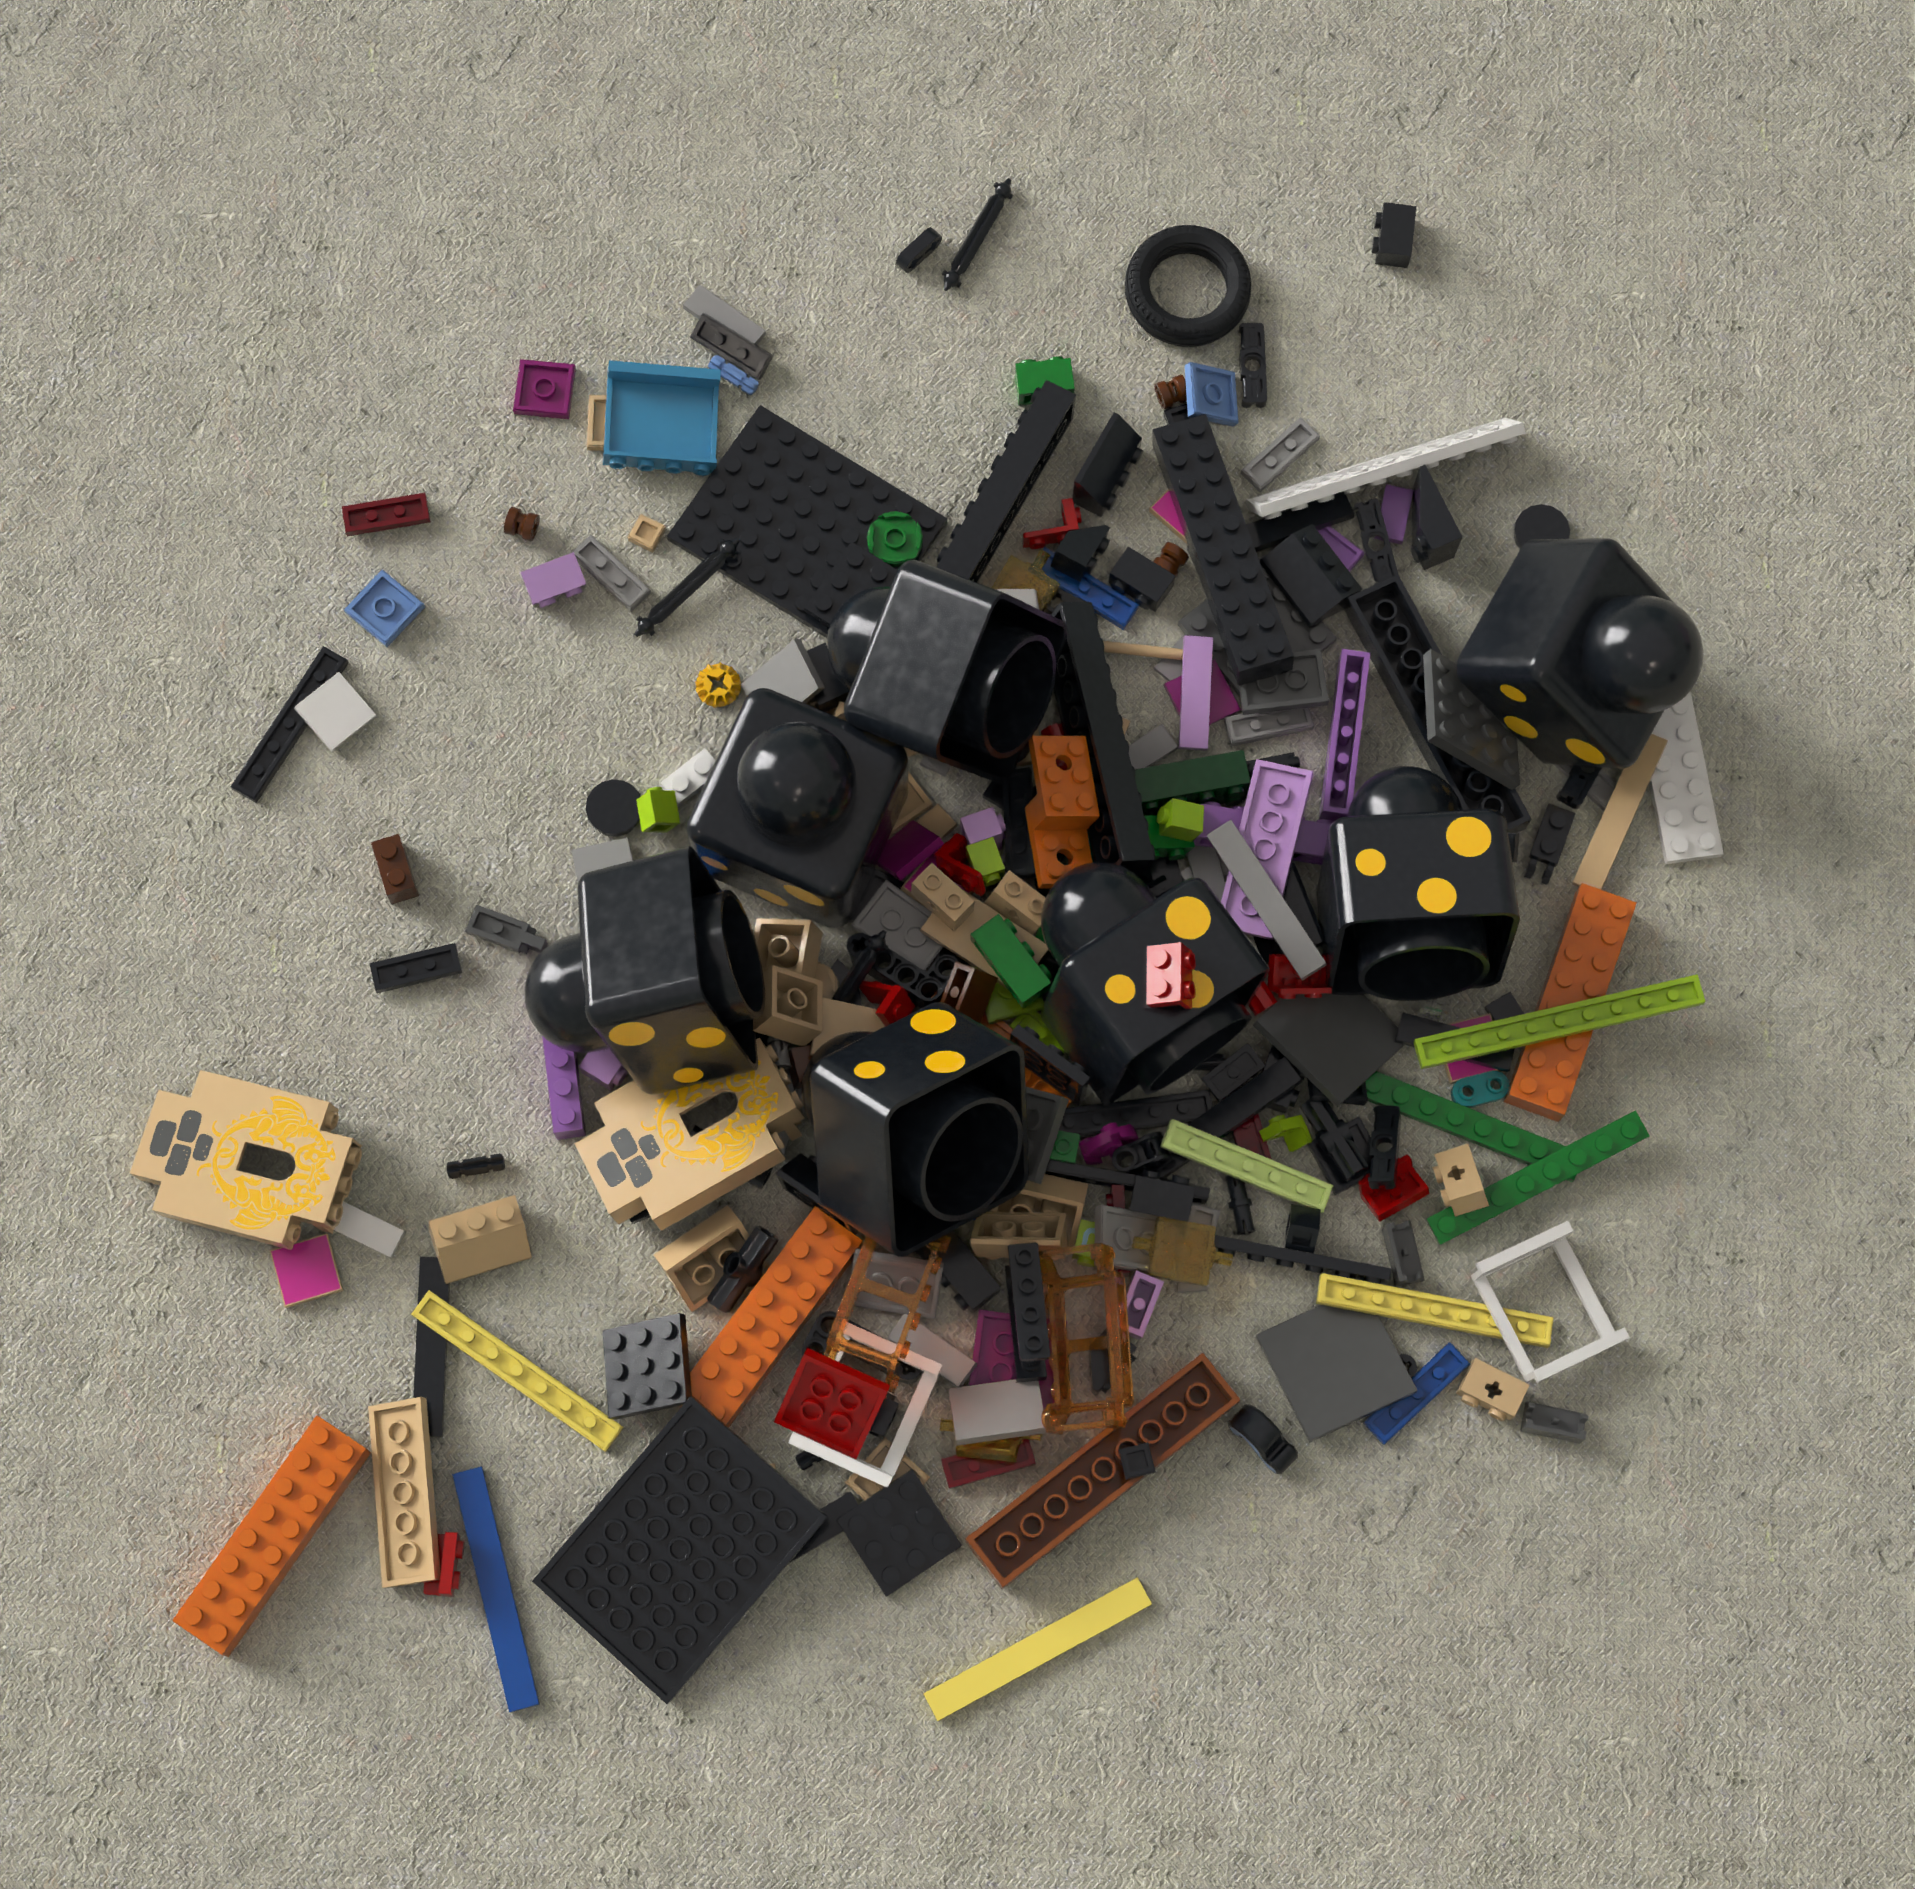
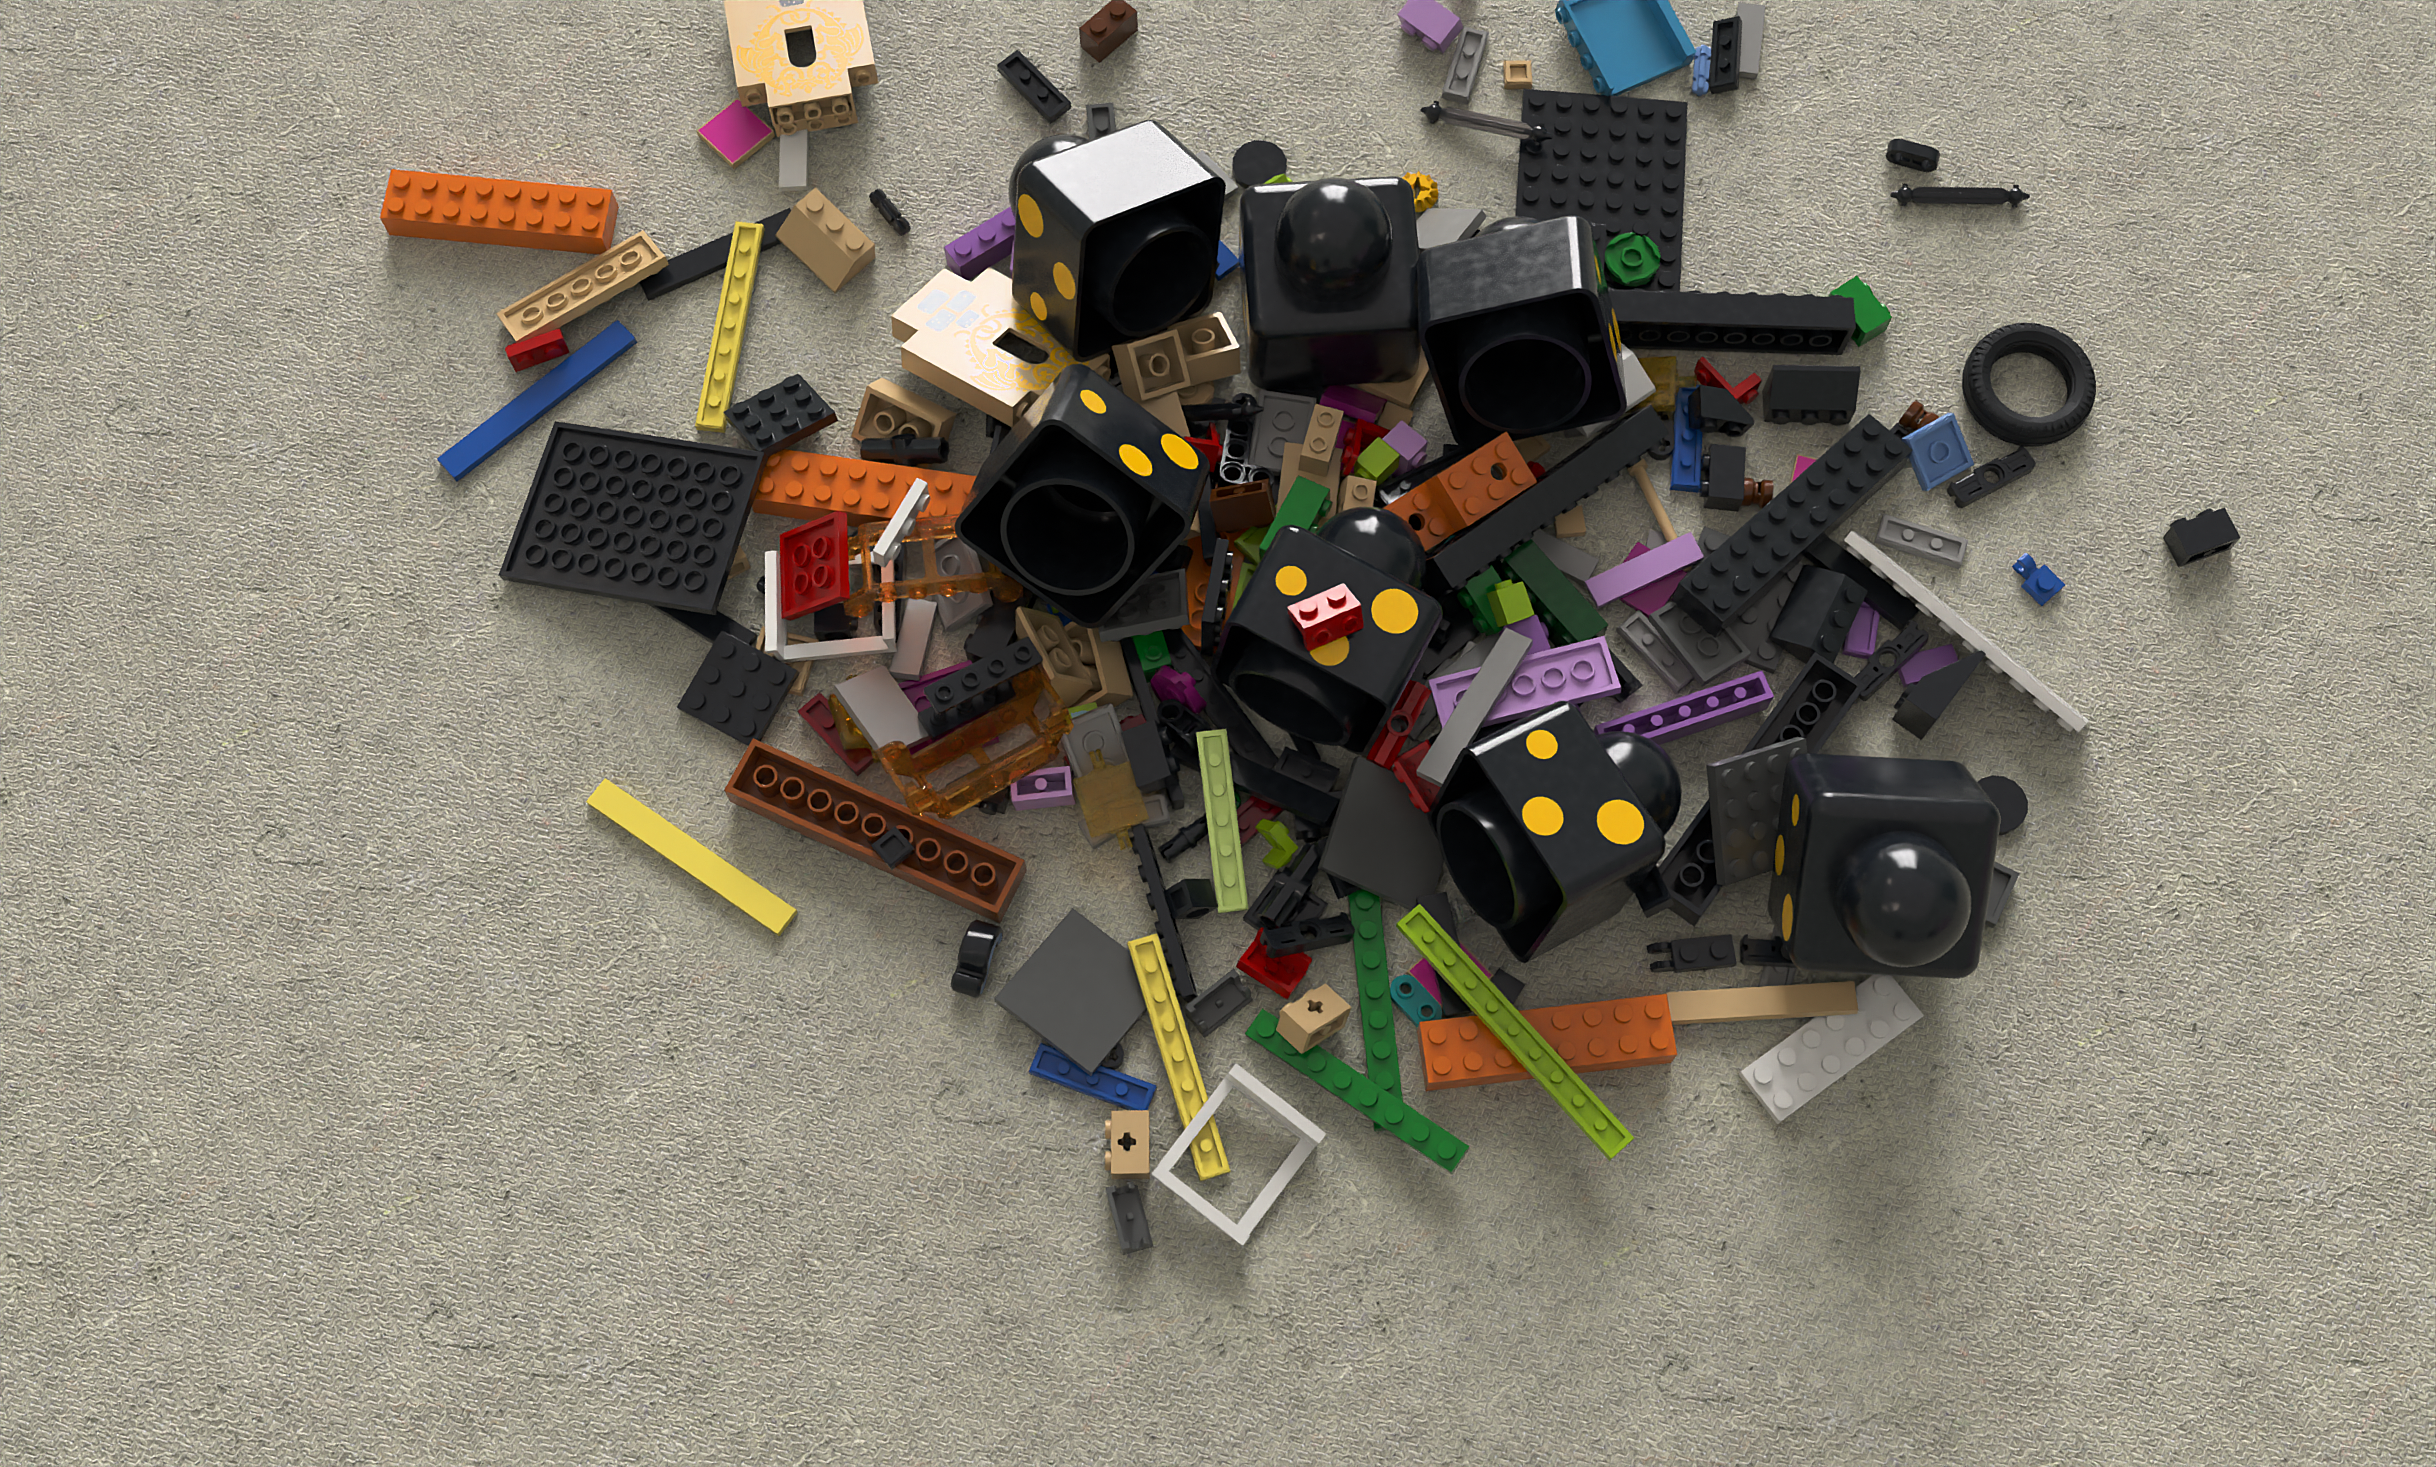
camera: 65 degrees right, 5 degrees down
(852, 1300) = (902, 523): none -> white plate
(1366, 382) = (2039, 583): none -> blue plate

